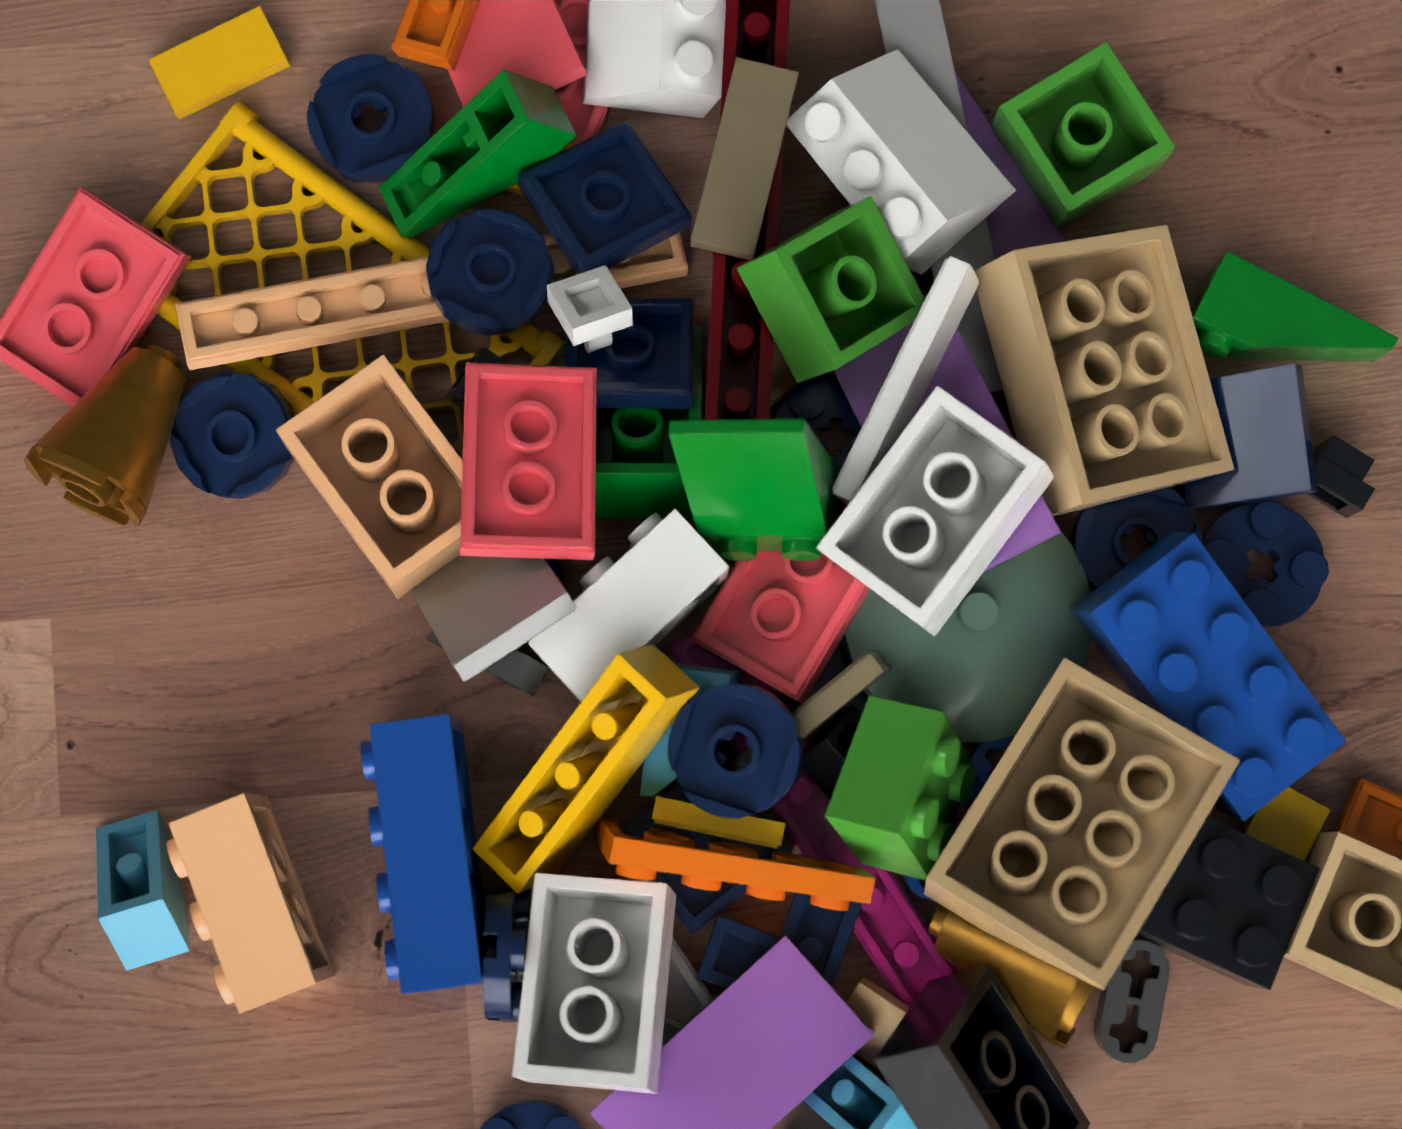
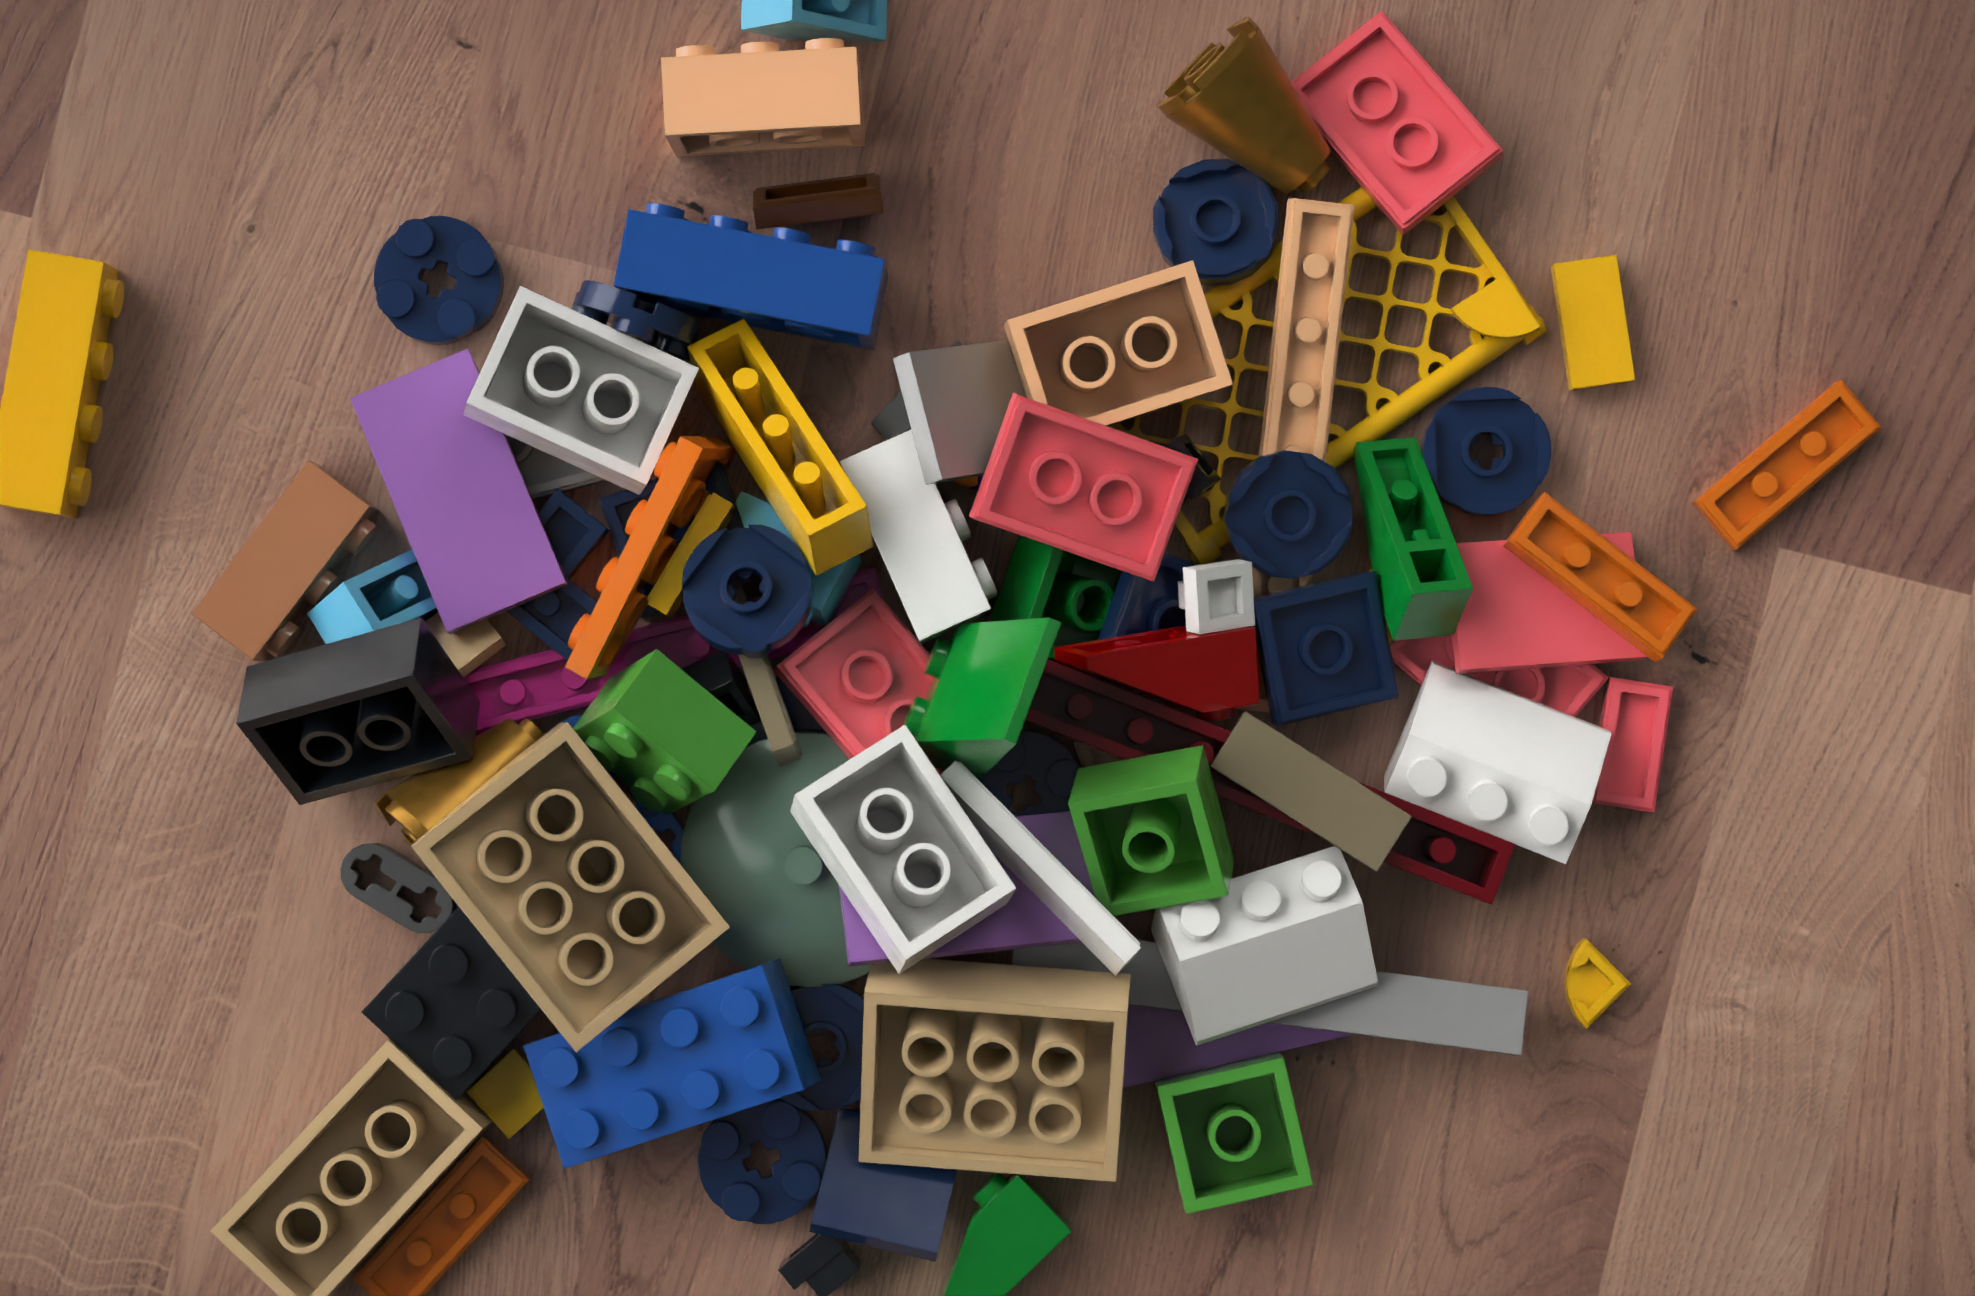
camera: 115 degrees right, 5 degrees up
(235, 147) = (1497, 311): none -> yellow tile
(334, 819) = (817, 201): none -> reddish brown tile
(668, 320) = (1180, 667): none -> red slope

